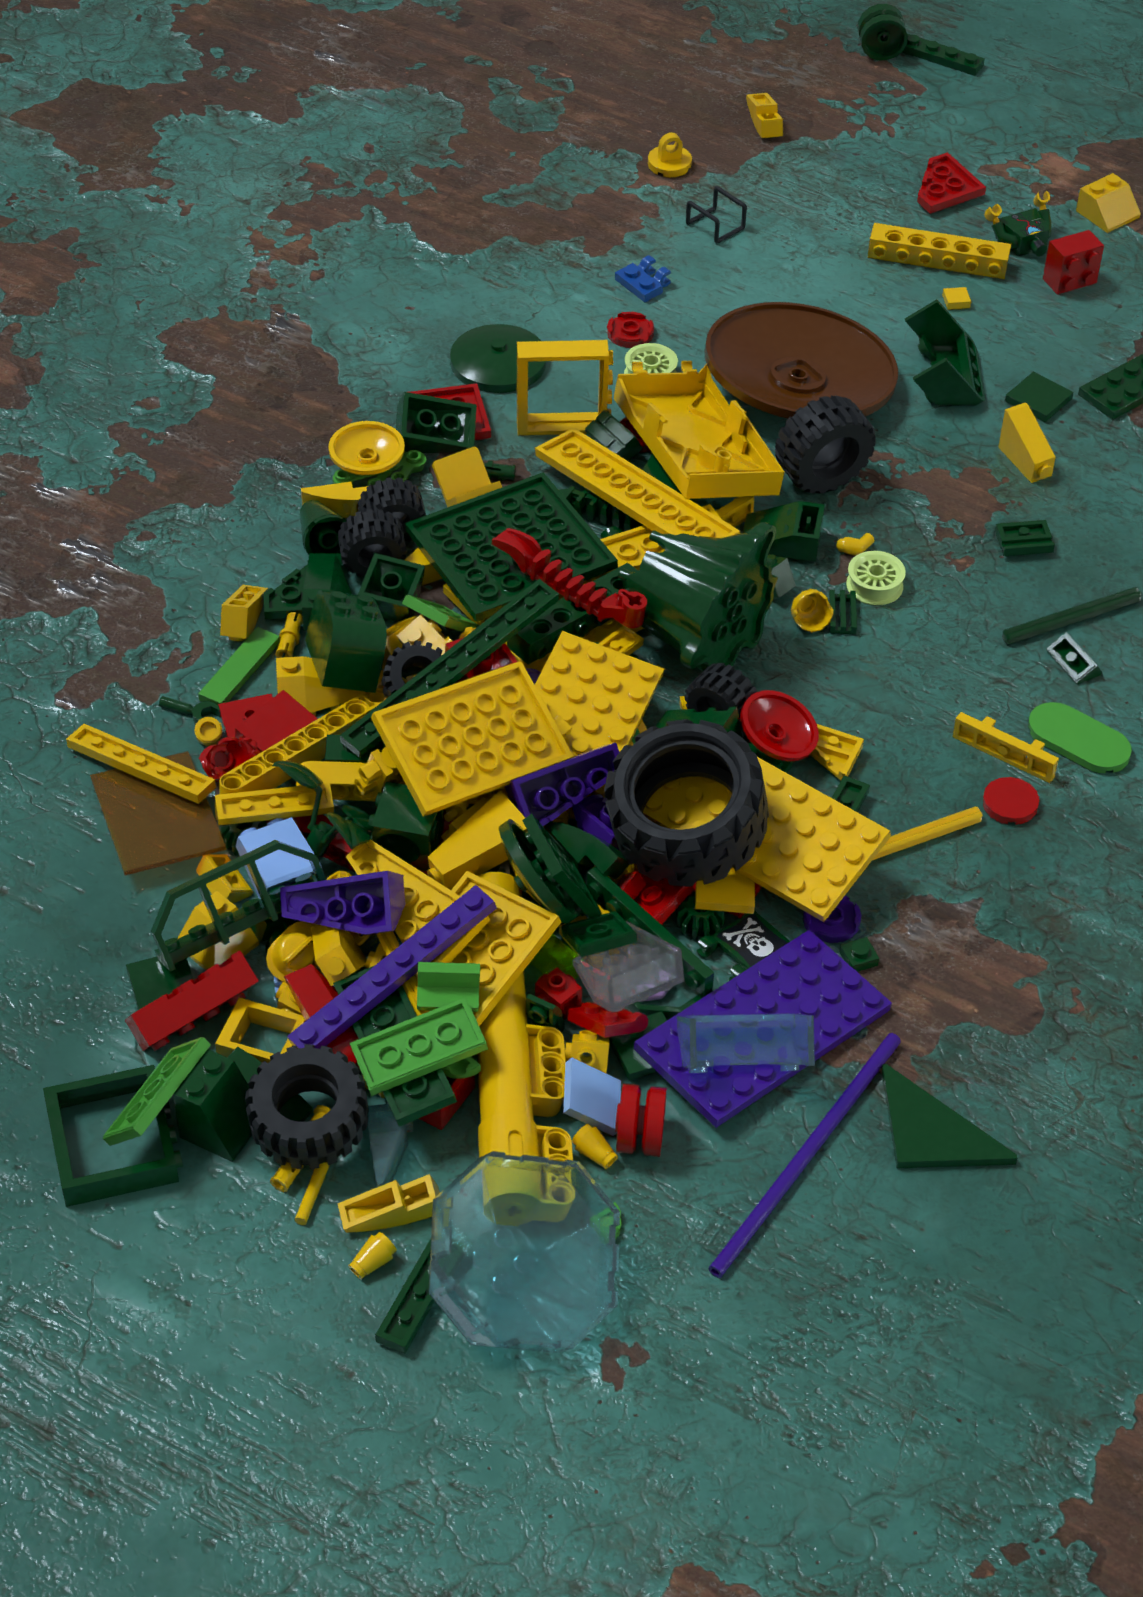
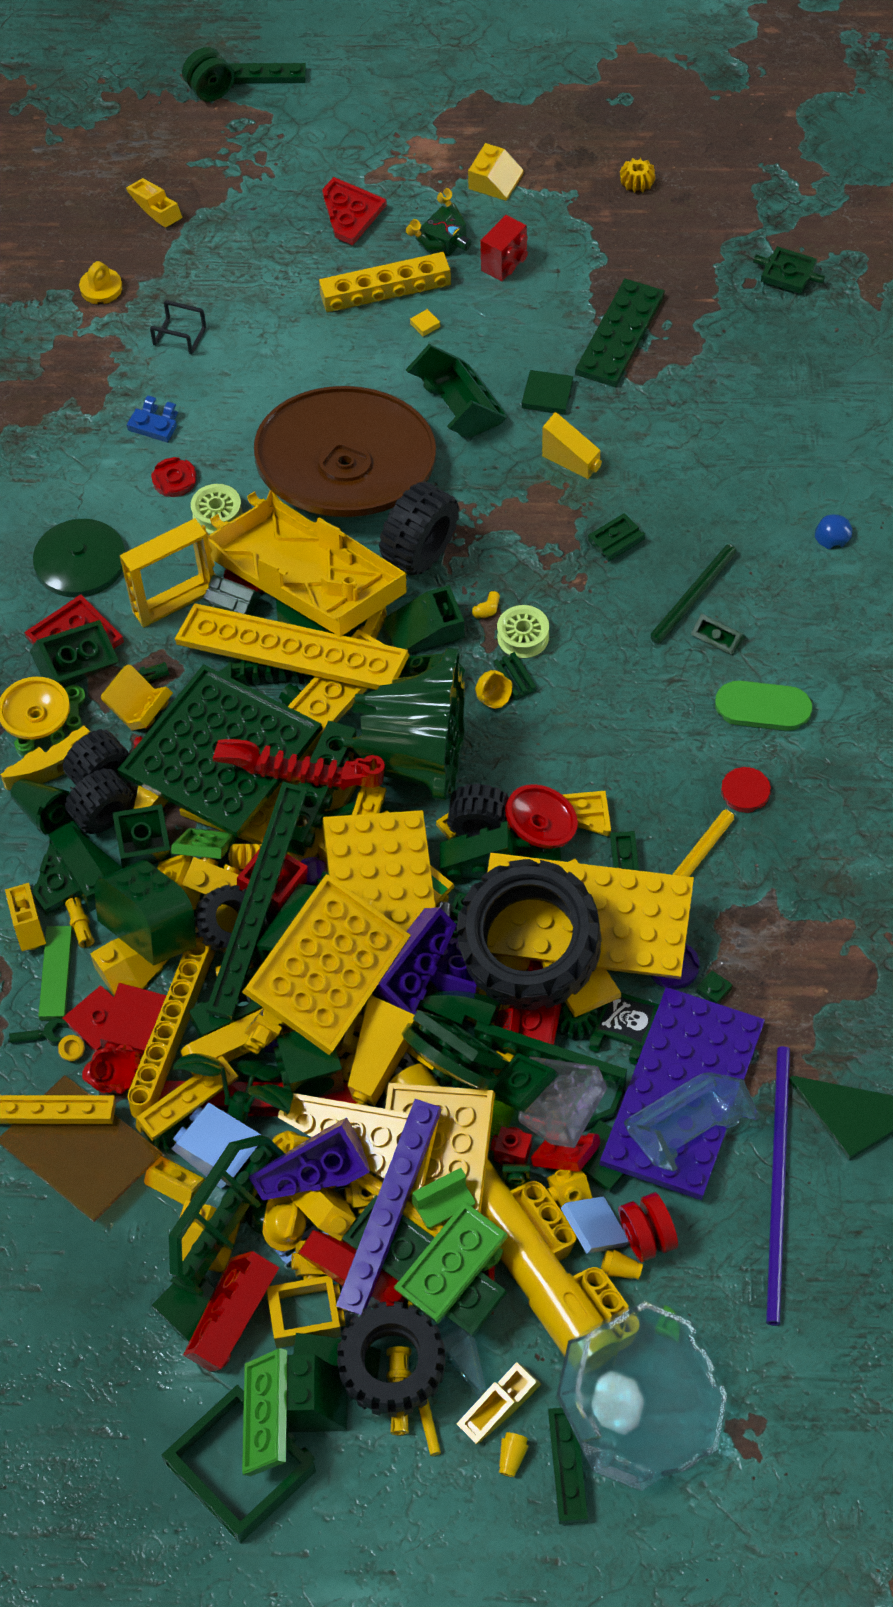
camera: 25 degrees left, 10 degrees up
(1005, 747) = (715, 743): yellow hinge -> none

